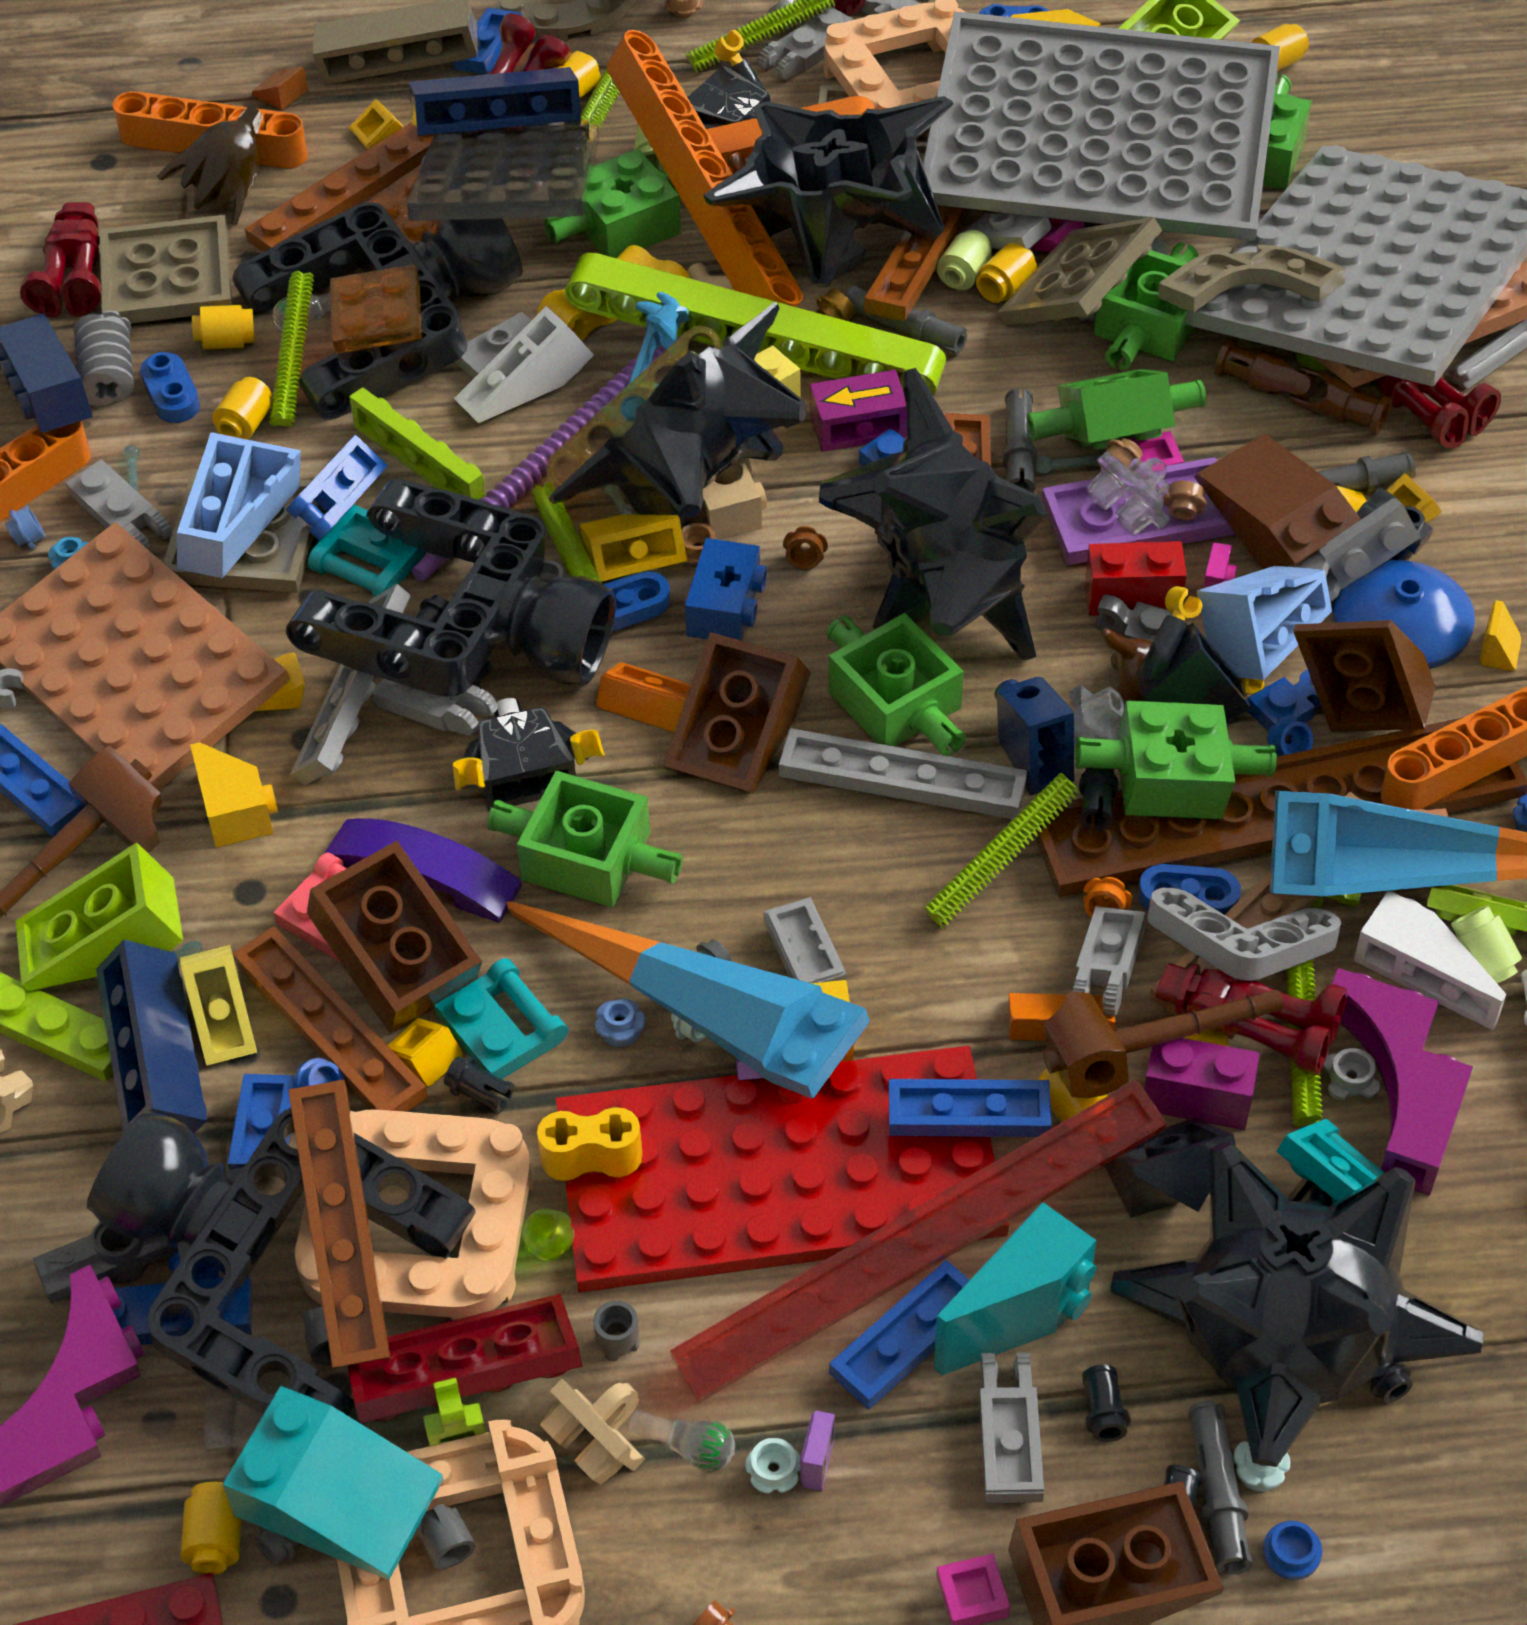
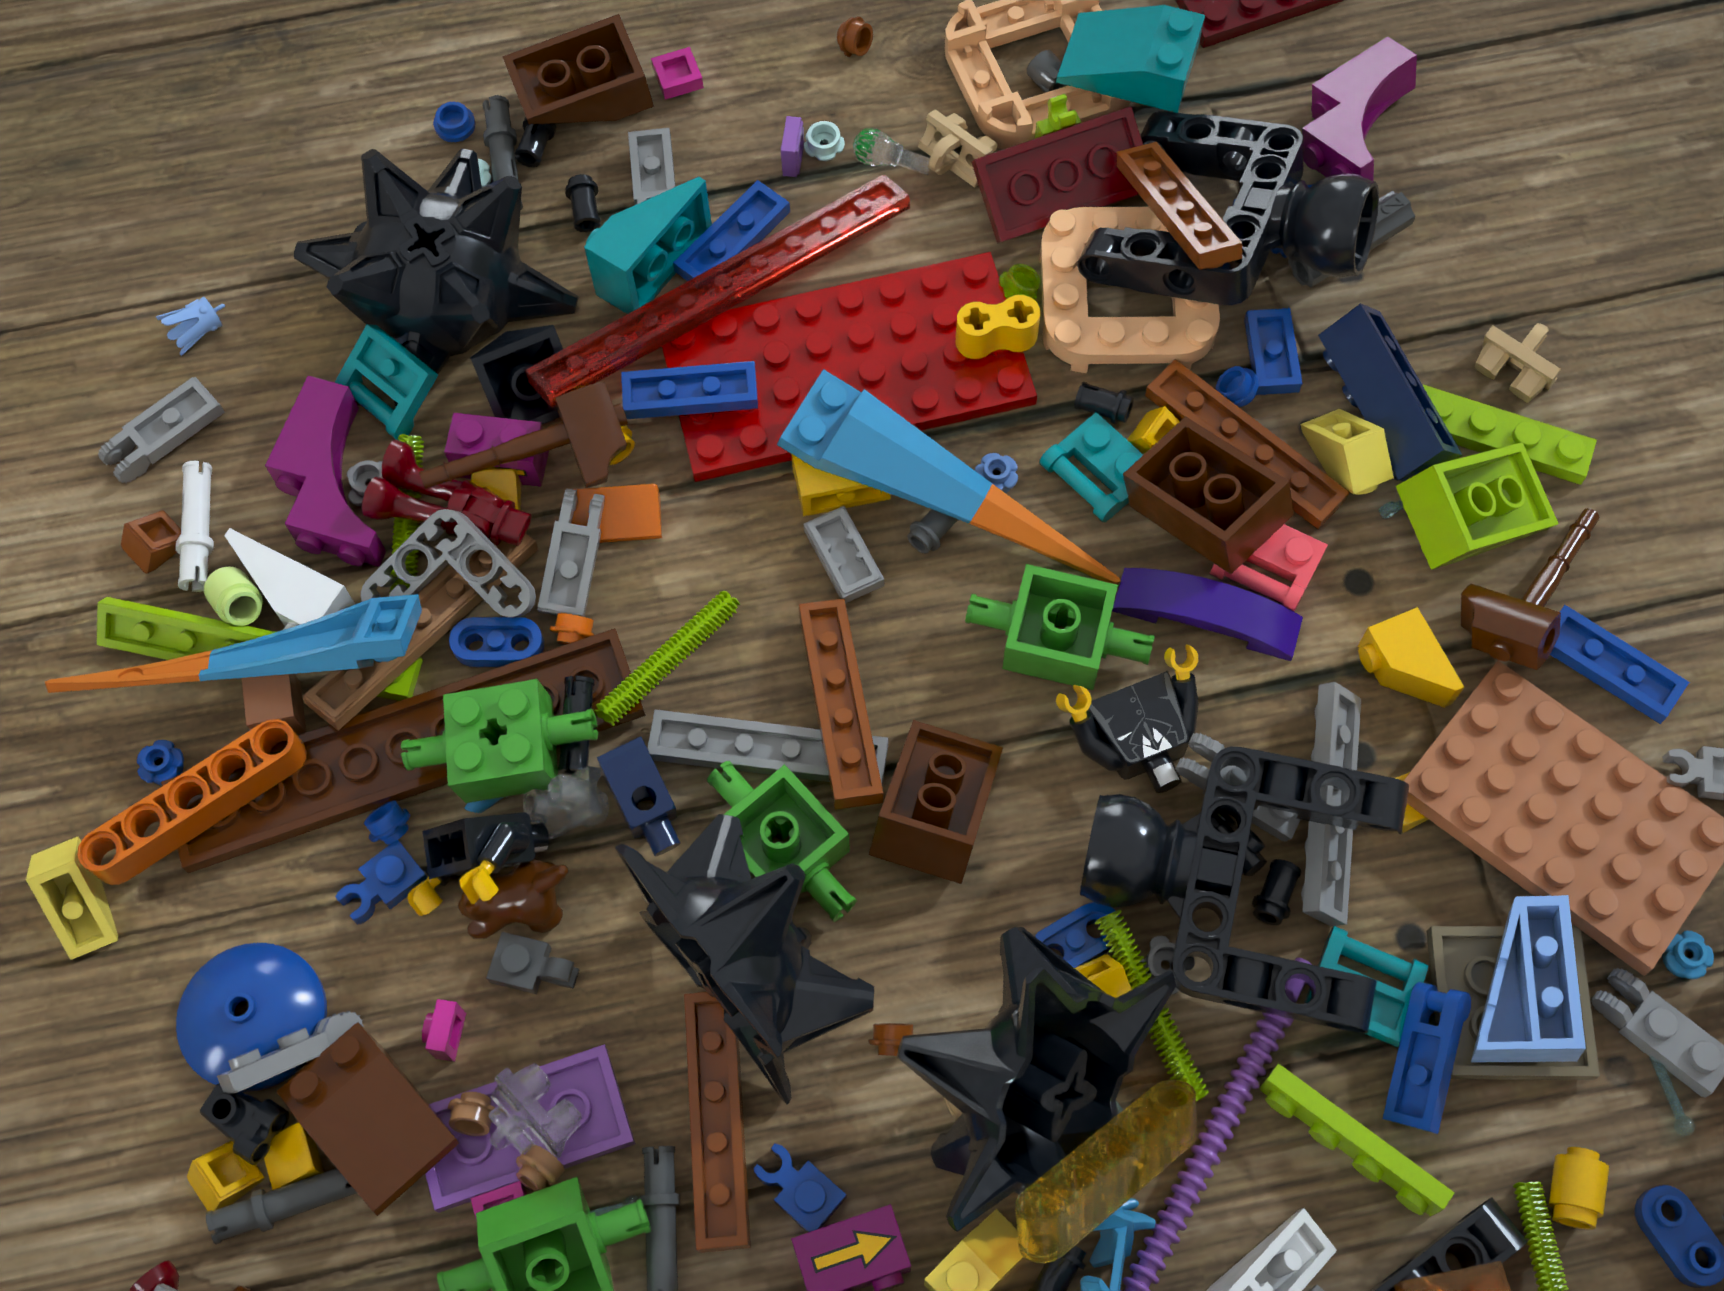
camera: 175 degrees right, 15 degrees up
(209, 1530) = (1215, 61): yellow brick -> none
(616, 1317) = (953, 217): dark grey hose -> none
(642, 695) = (1029, 833): orange slope -> none
(725, 590) = (976, 988): blue brick -> none
(825, 789) = (840, 705): none -> dark orange plate
(1133, 572) = (532, 1013): red brick -> none
(1255, 616) = (395, 947): light blue wedge -> none
(1367, 675) = (298, 858): reddish brown slope -> none
(1500, 640) = (158, 977): yellow slope -> none

